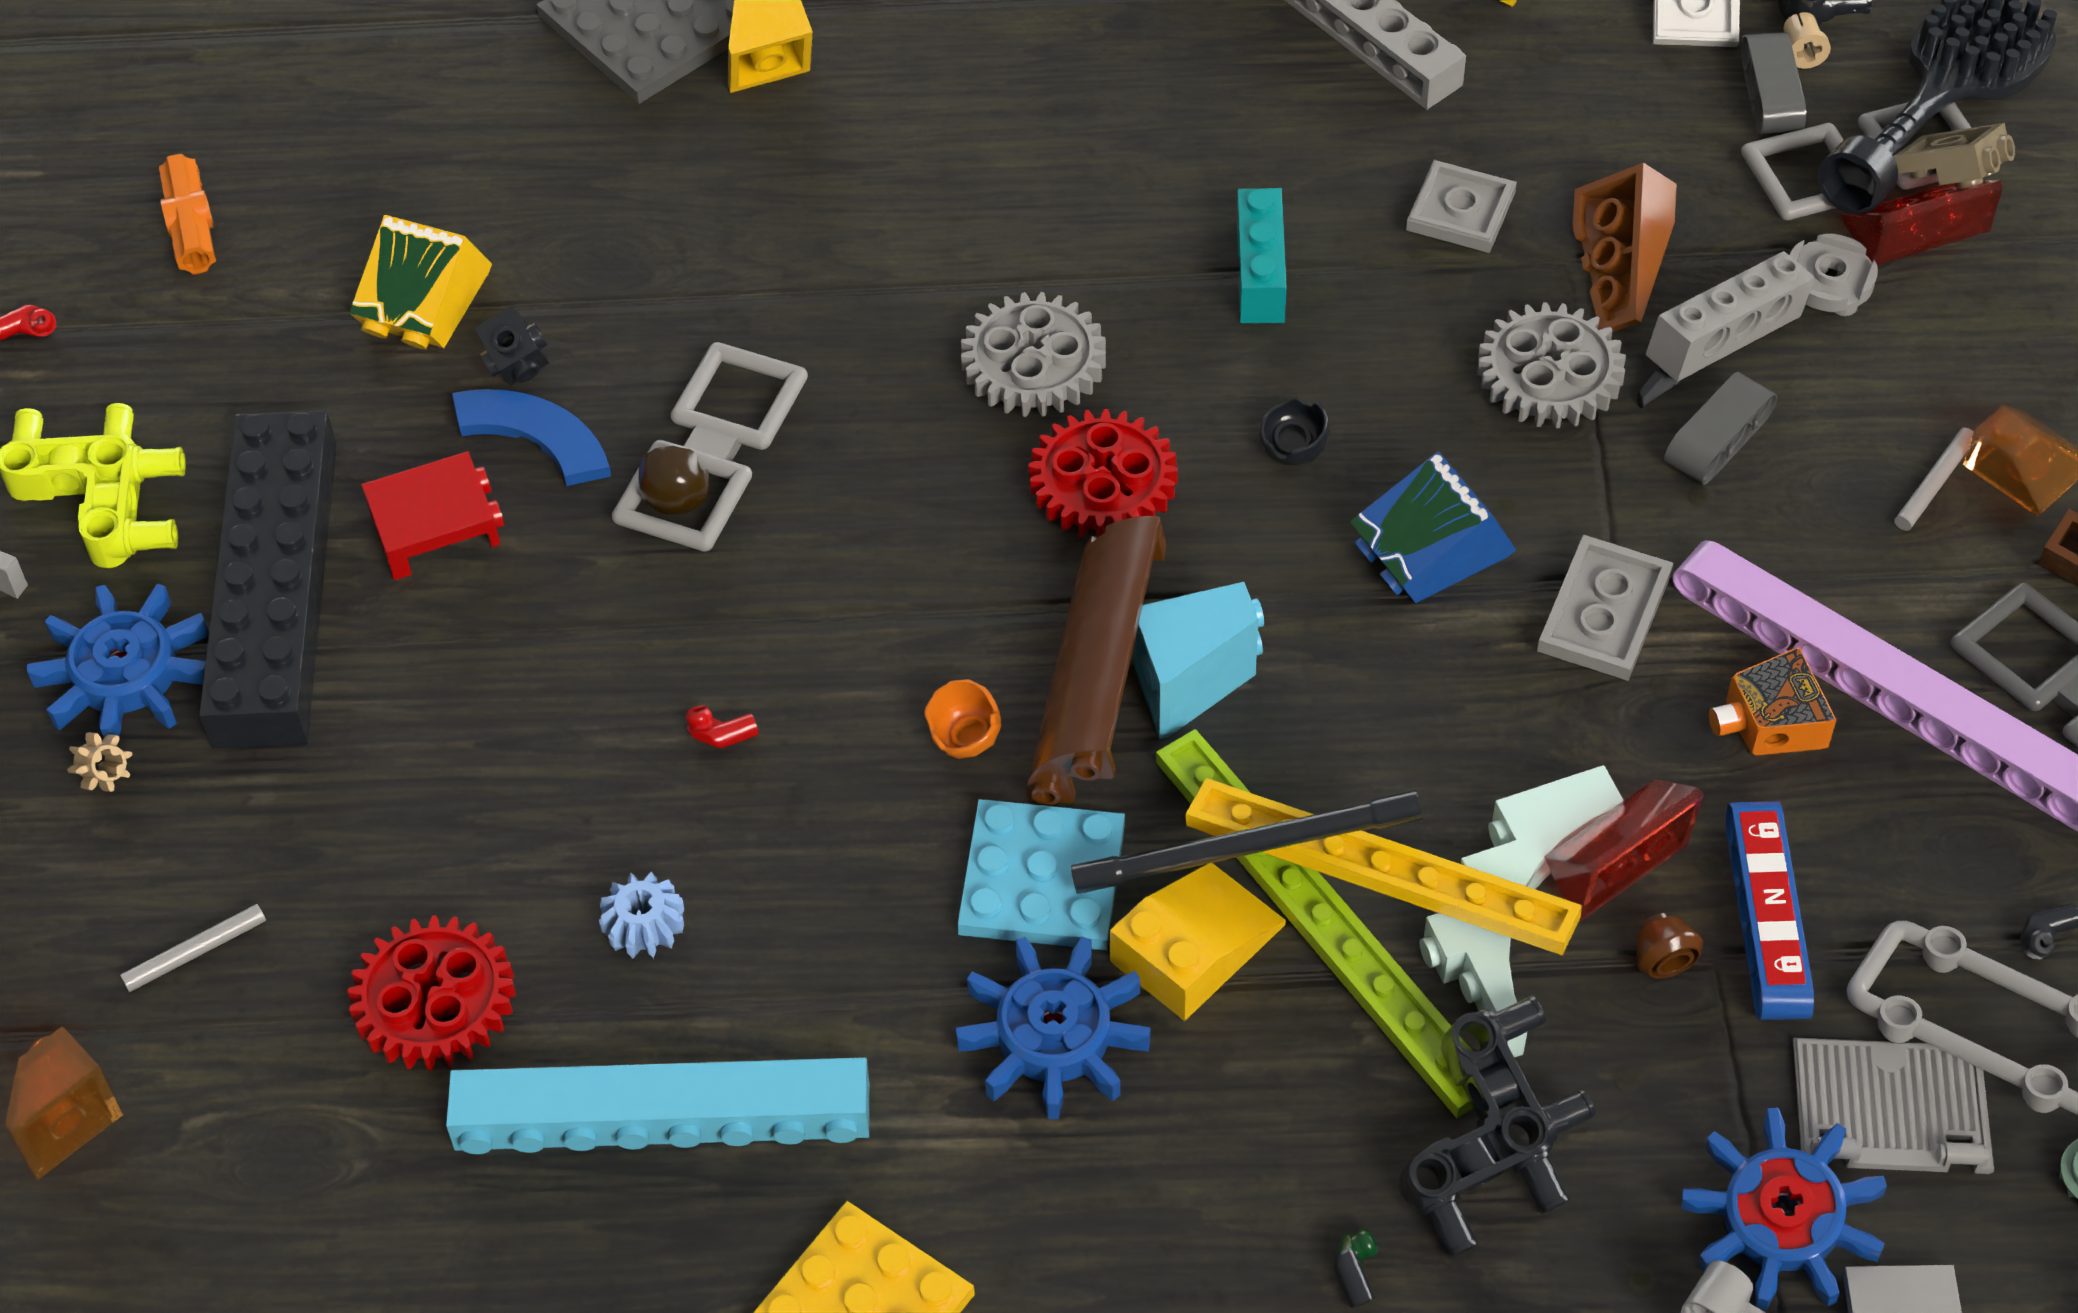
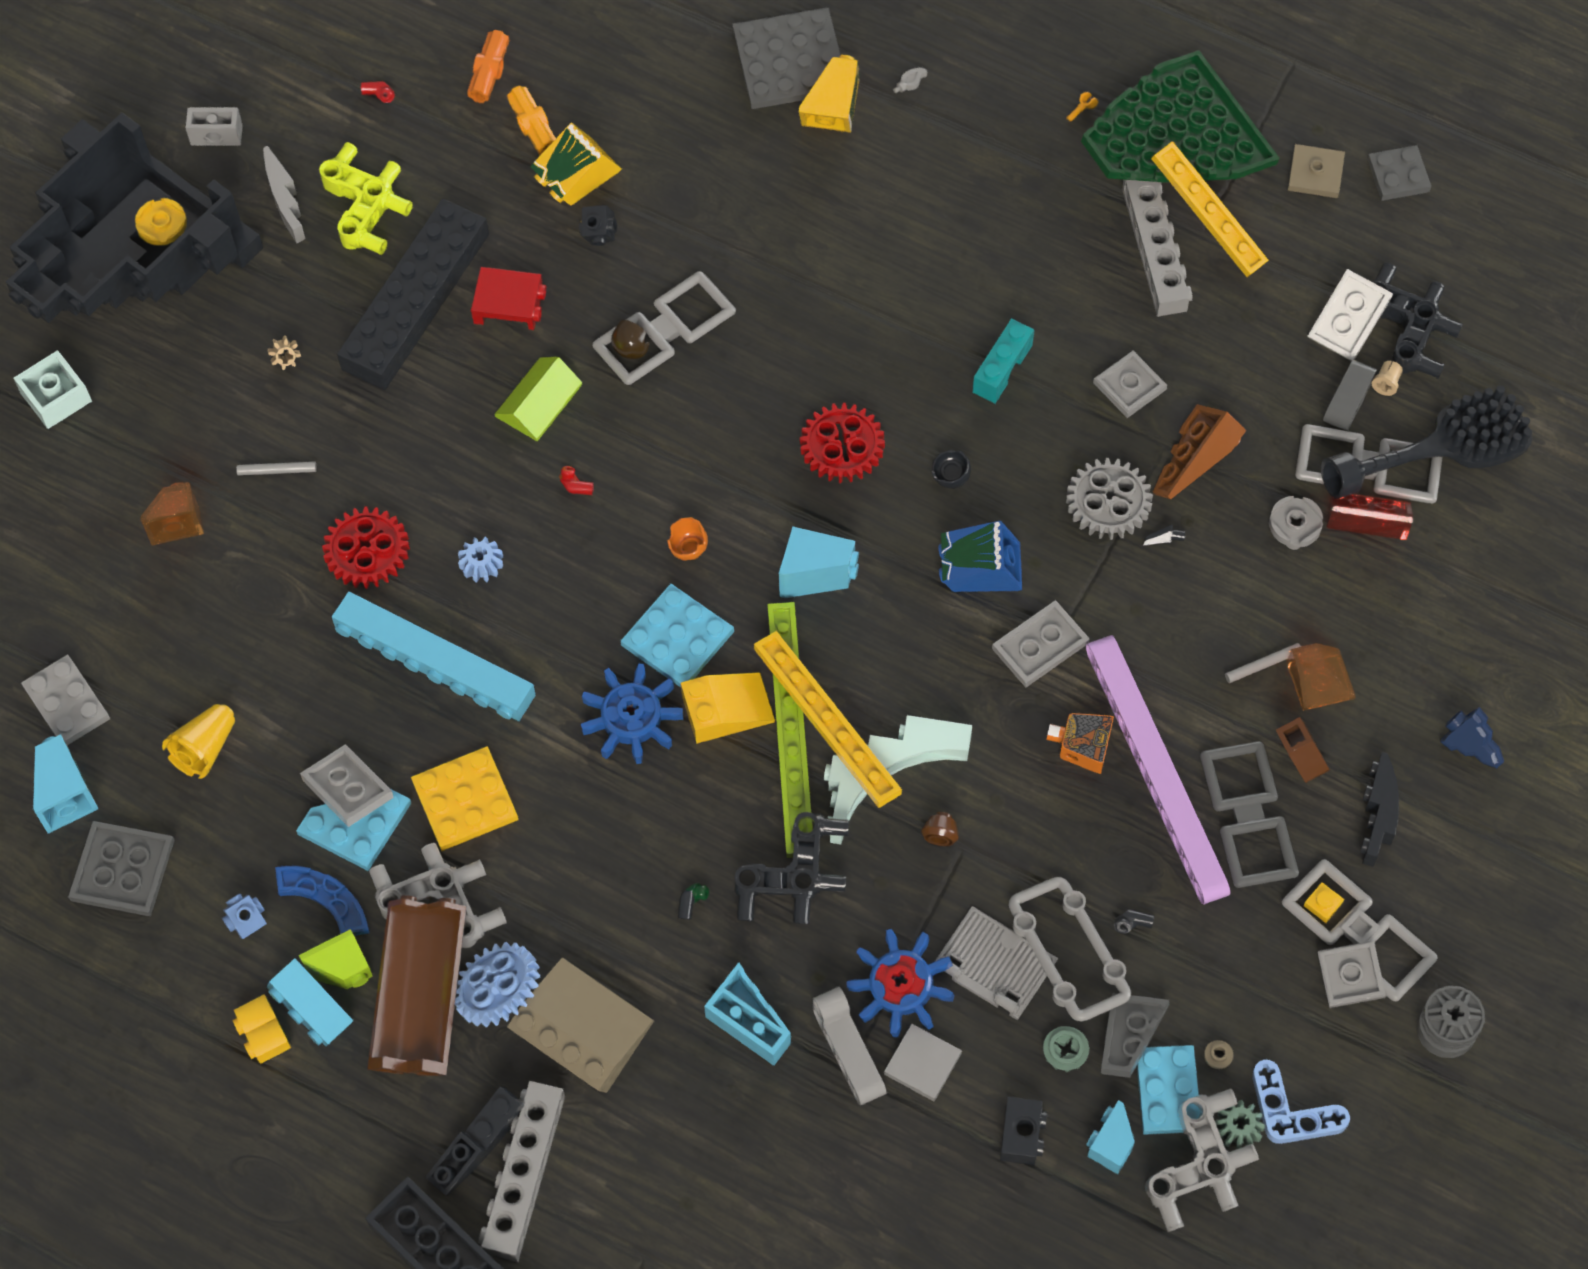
camera: 30 degrees right, 10 degrees up
(120, 661) = (321, 304): blue gear -> none
(305, 254) = (531, 118): none -> light orange piece
(541, 421) = (589, 271): blue tile -> none
(575, 632) = (539, 397): none -> lime slope
(1033, 354) = (855, 377): light grey gear -> none
(1094, 659) = (764, 540): reddish brown cylinder -> none
(1116, 870) = (834, 693): black piece -> none
(1625, 844) = (953, 770): clear red slope -> none
(1720, 428) = (1170, 578): dark grey beam -> none
(1730, 316) = (1217, 520): light grey brick -> none
(1769, 911) = (1004, 838): beam -> none
(1958, 155) = (1405, 490): dark tan plate -> none

